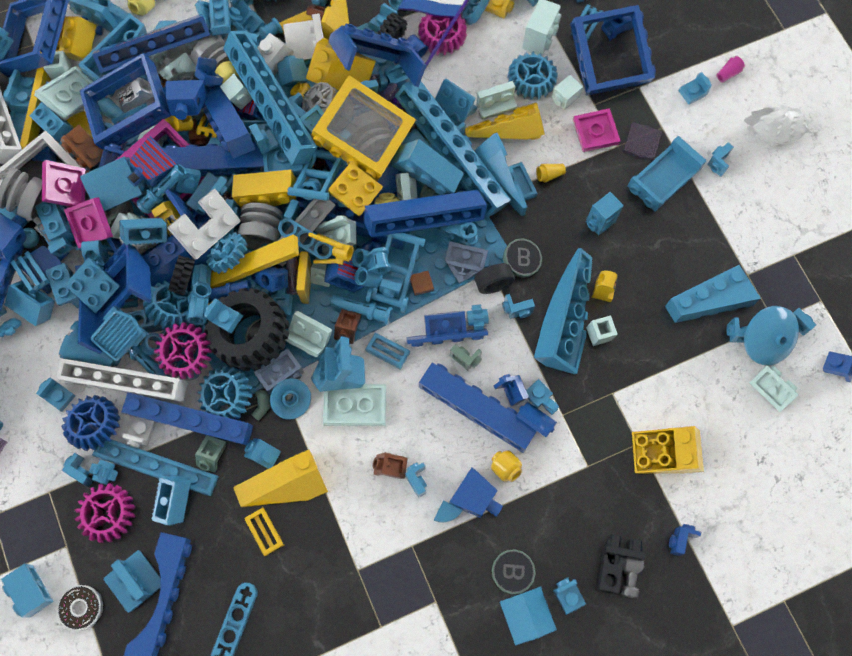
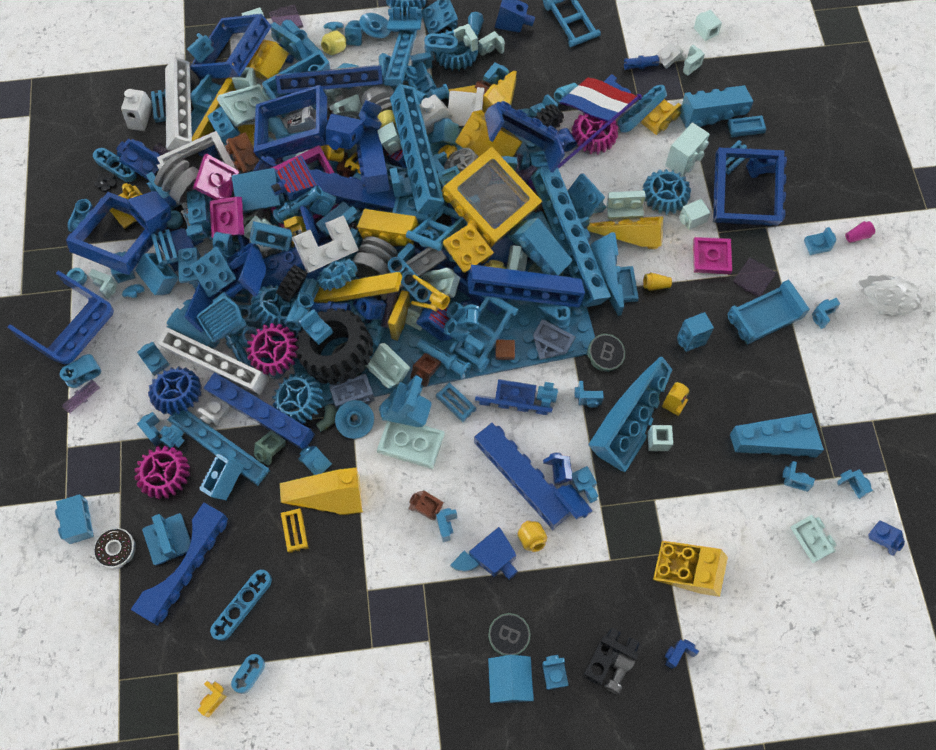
camera: 20 degrees right, 5 degrees down
(462, 357) = (522, 426): sand green bracket -> none
(494, 278) = (573, 363): black tyre -> none
(771, 335) = (818, 481): dark azure dish -> none

